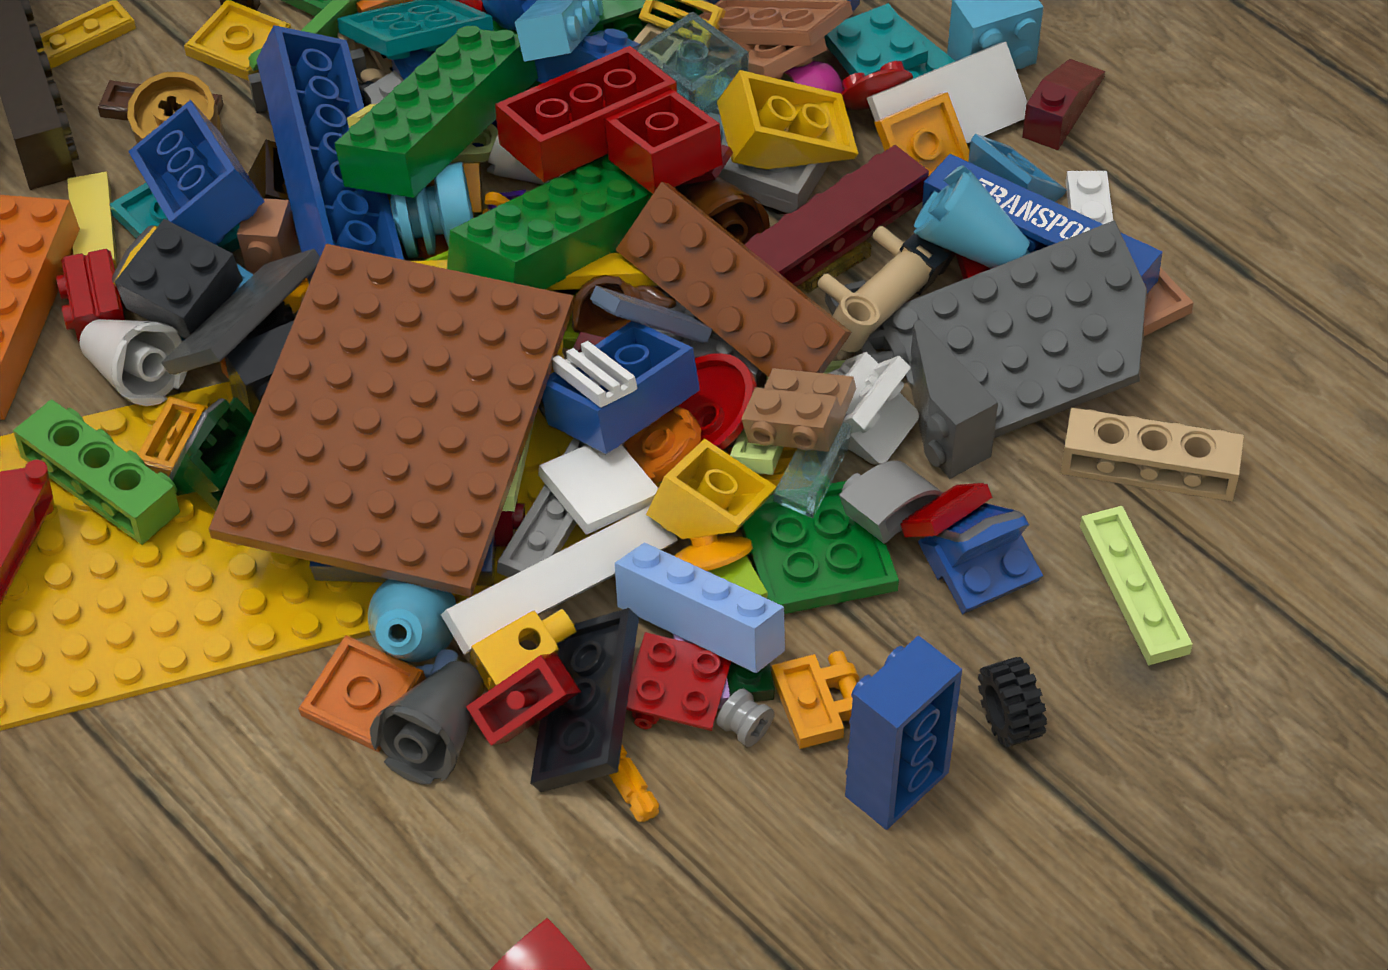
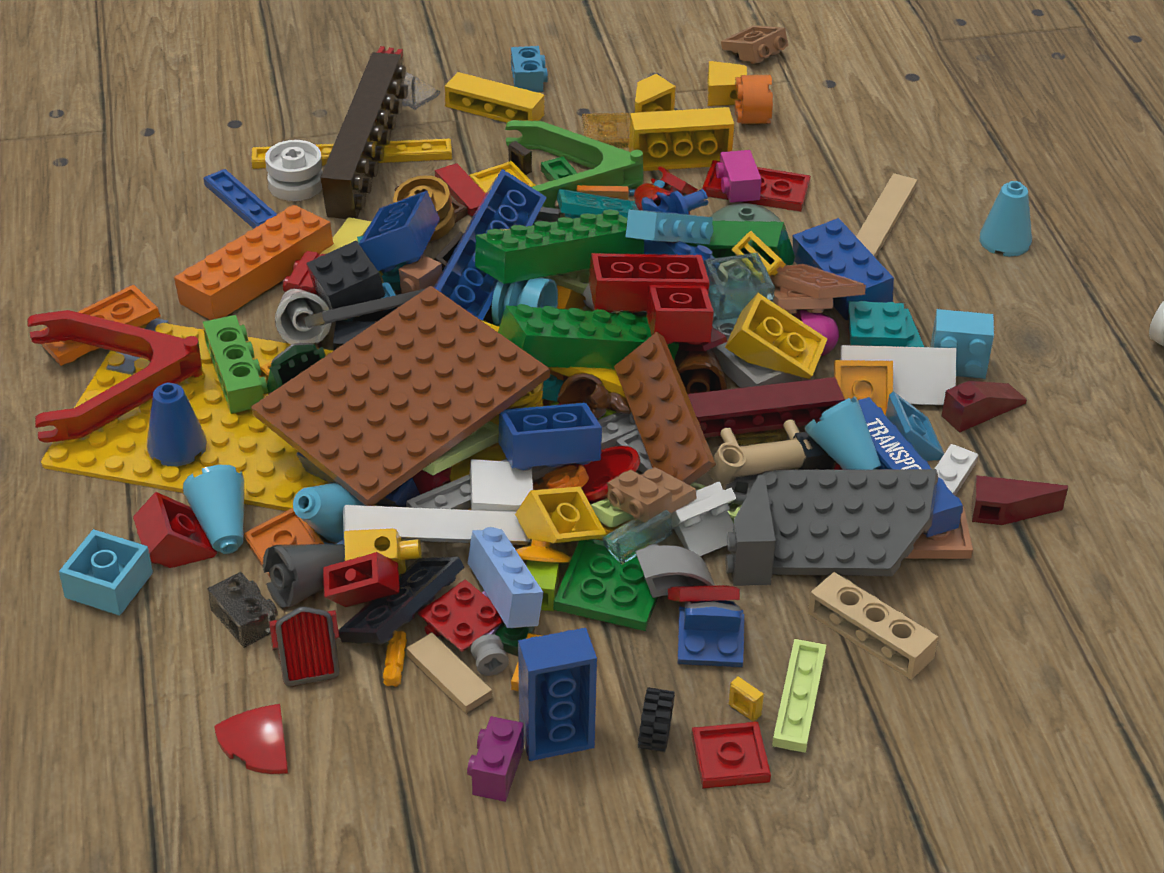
camera: 30 degrees right, 10 degrees down
(101, 608) = (174, 428): none -> blue cone
(166, 55) = (461, 187): none -> red tile
(169, 855) = (106, 572): none -> medium azure brick
(206, 754) = (171, 532): none -> red slope
(248, 689) = (218, 505): none -> medium azure cone
(388, 814) = (242, 608): none -> clear smoke brick
(519, 824) = (306, 645): none -> red piece
(601, 371) = (528, 408): white tile -> none
(650, 314) = (600, 405): sand blue tile -> none
(708, 765) = (449, 672): none -> tan tile
(859, 87) = (841, 336): red dish -> none
(862, 848) = (497, 758): none -> magenta brick
(1082, 621) = (746, 699): none -> yellow tile
(1110, 700) = (730, 755): none -> red tile
(1187, 215) = (1012, 500): none -> dark red slope

